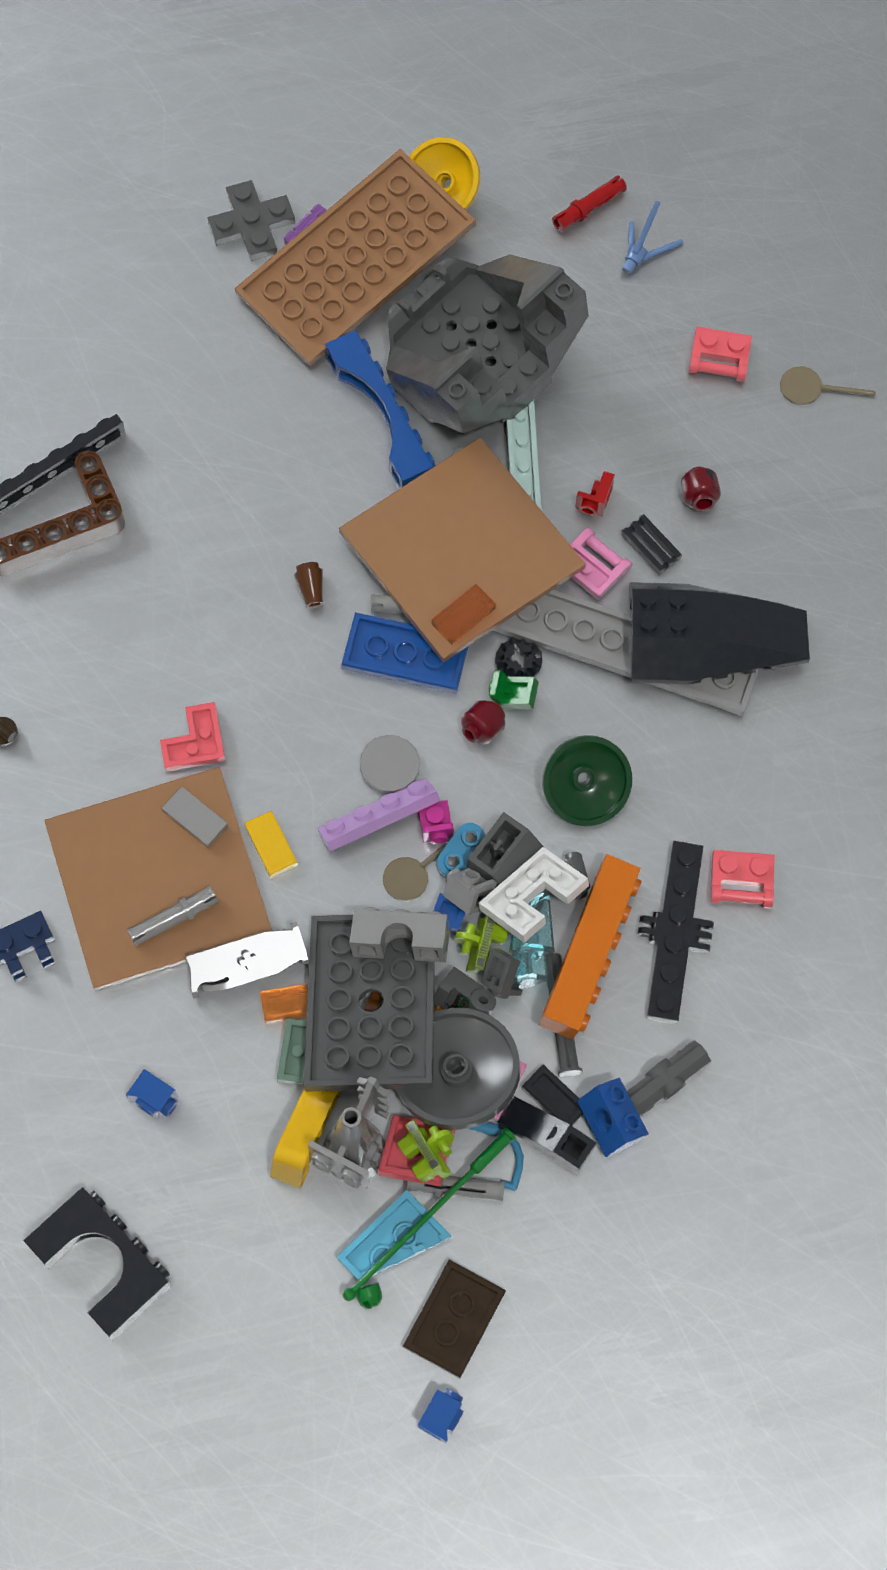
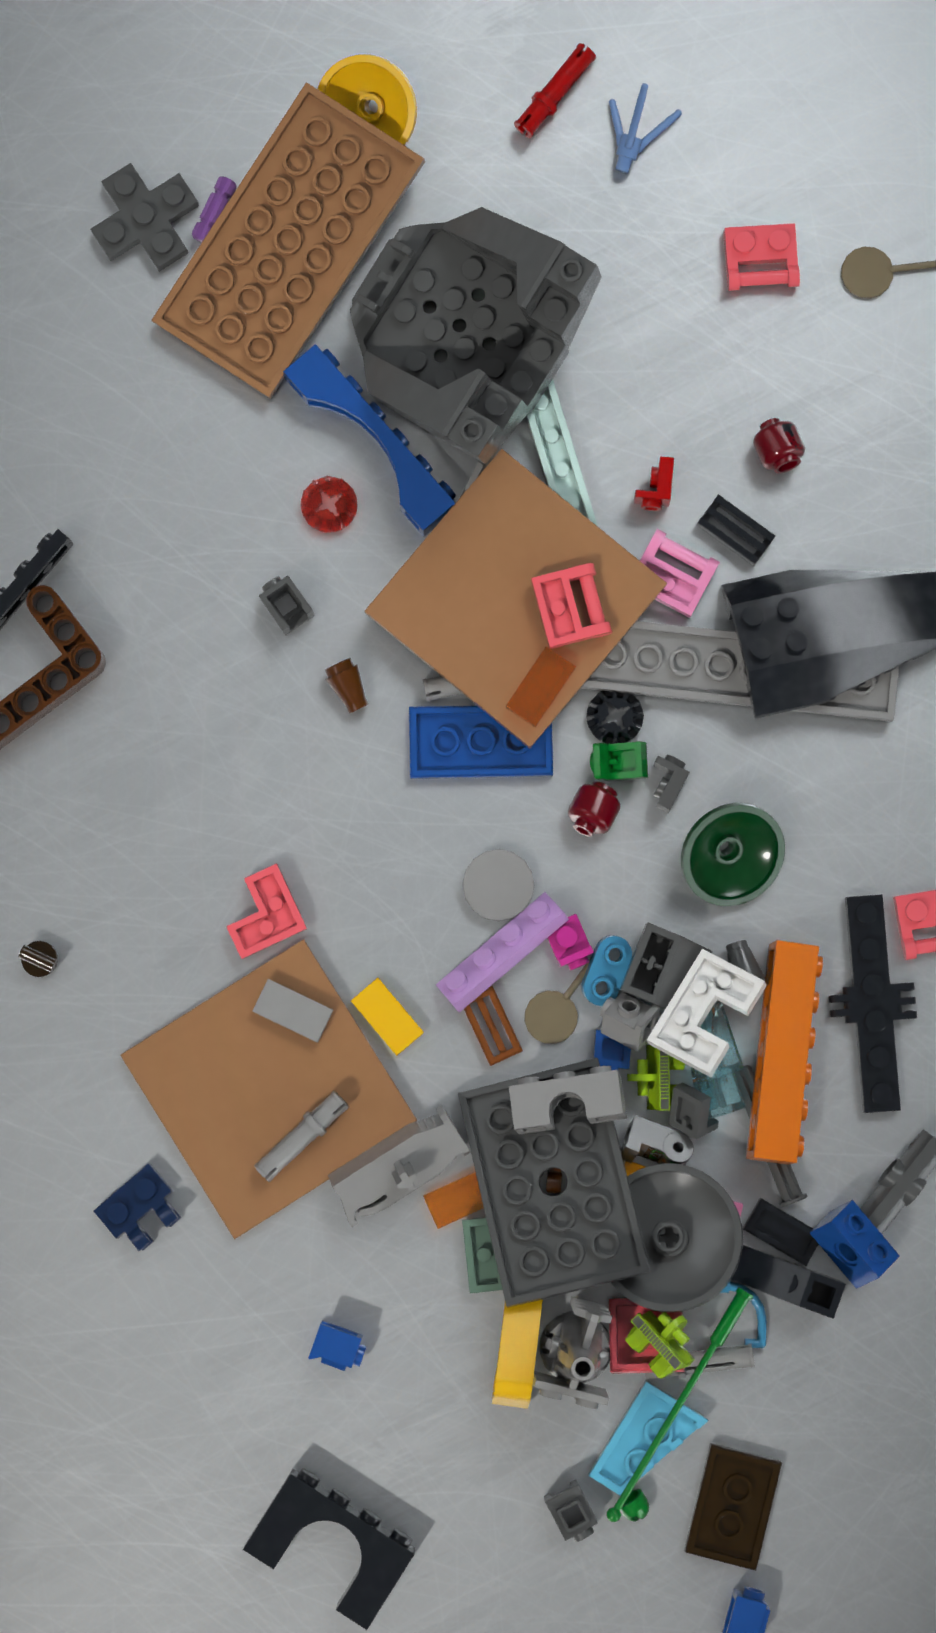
camera: 10 degrees left, 15 degrees up
(276, 501) = (275, 590): none -> dark grey window
(317, 1300) = (564, 1501): none -> dark grey window
(326, 460) = (324, 519): none -> clear red gear
(358, 896) = (504, 1054): none -> dark orange tile
(493, 559) = (559, 608): none -> coral plate
(551, 719) = (669, 789): none -> dark grey bracket

